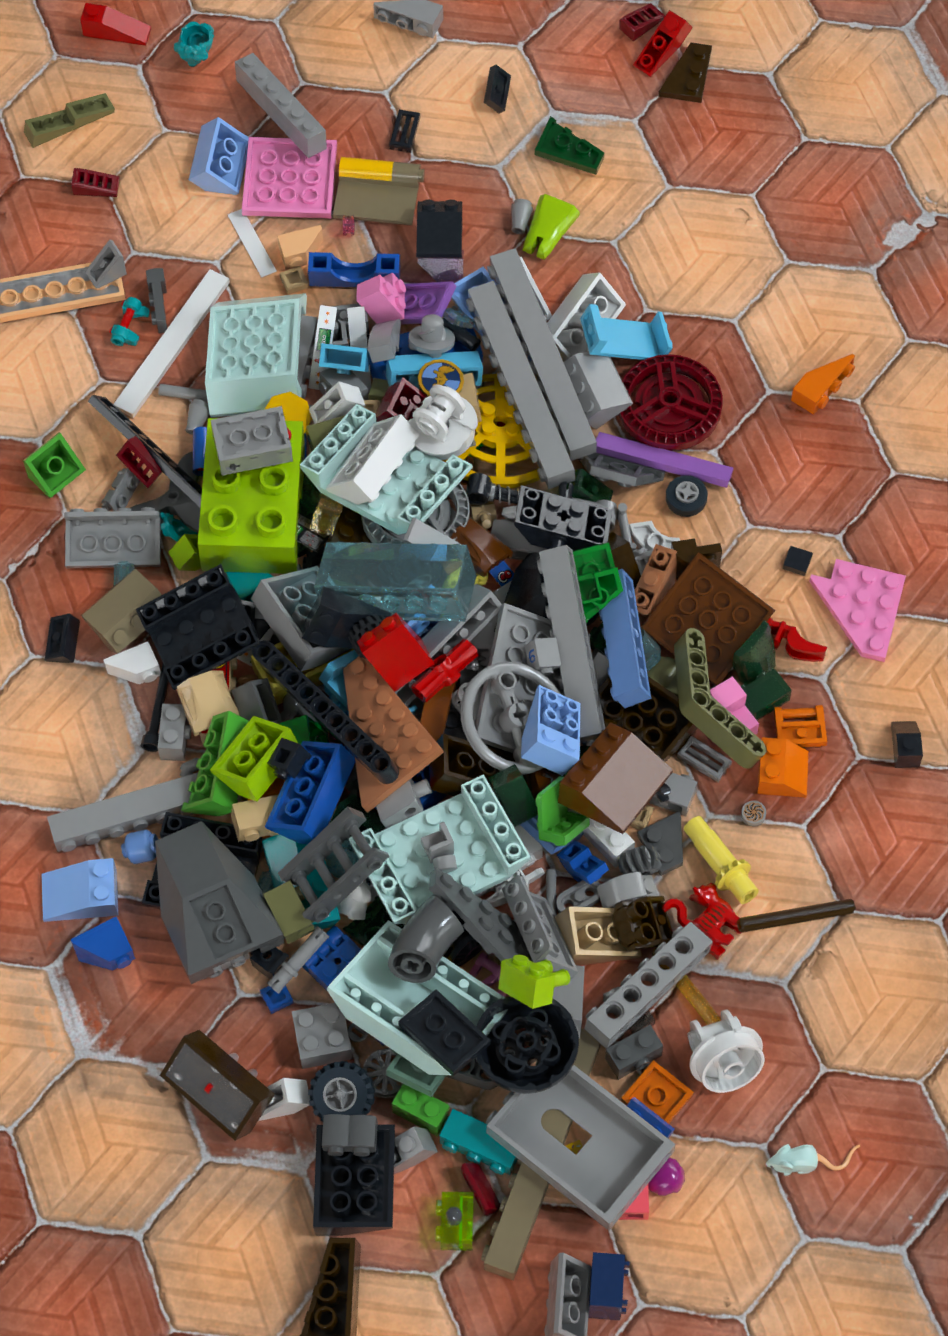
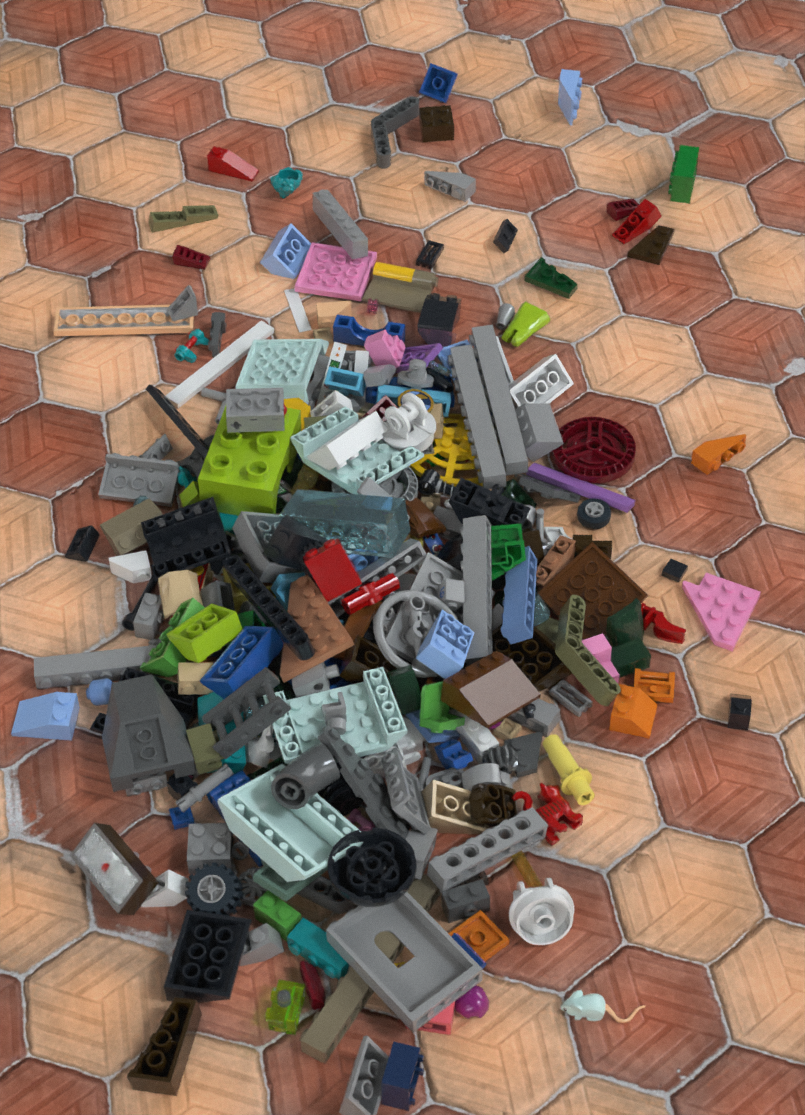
camera: 10 degrees right, 15 degrees down
(53, 465) = (107, 427): bright green slope -> none
(104, 946) = (51, 755): blue slope -> none
(129, 460) = (163, 425): dark red slope -> none
(288, 759) = (229, 633): black brick -> none
(350, 1134) = (211, 917): dark grey brick -> none
(444, 1032) = (305, 846): black tile -> none
(530, 981) = (385, 816): lime brick -> none
(625, 337) = (566, 401): medium azure panel -> none
(753, 813) = (603, 742): tile -> none
(796, 915) = (623, 819): dark brown axle -> none

